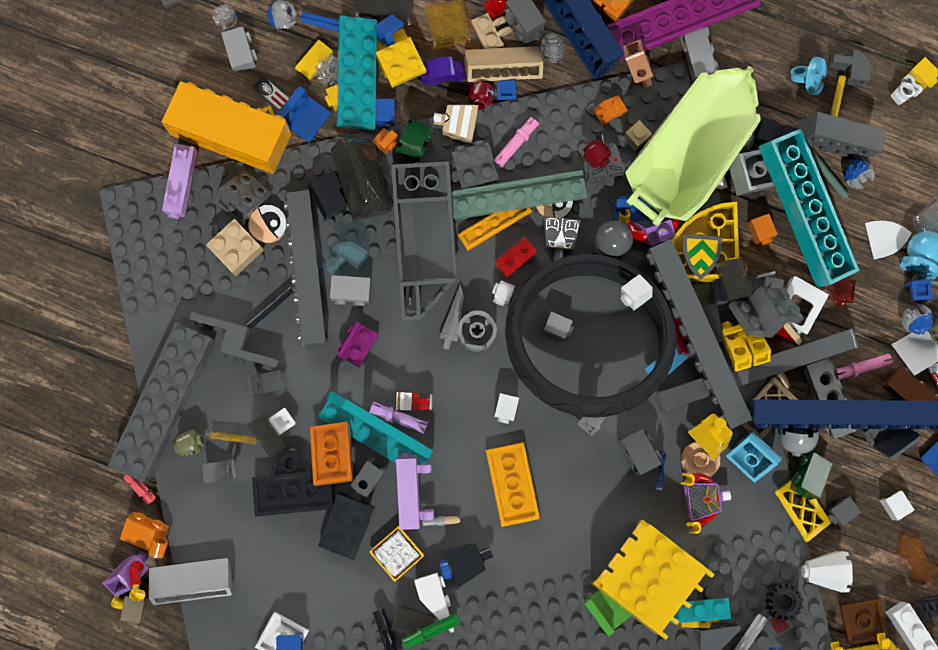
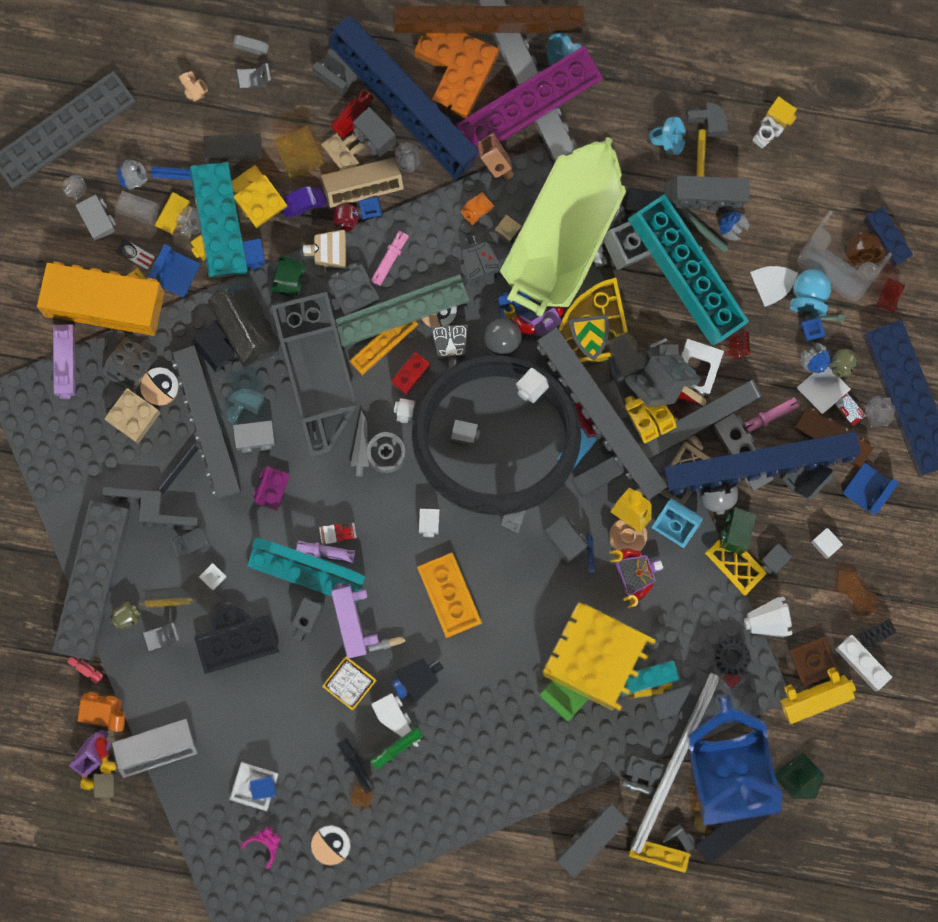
camera: 10 degrees left, 0 degrees up
(281, 47) = (137, 208): none -> clear brick
(331, 453) = (267, 598): orange plate -> none
(346, 526) = (295, 665): black tile -> none
(386, 140) = (260, 282): orange bracket -> none
(387, 28) = (239, 170): blue panel -> none
(597, 154) = (470, 256): dark red head -> none
(762, 229) = (649, 299): orange brick -> none

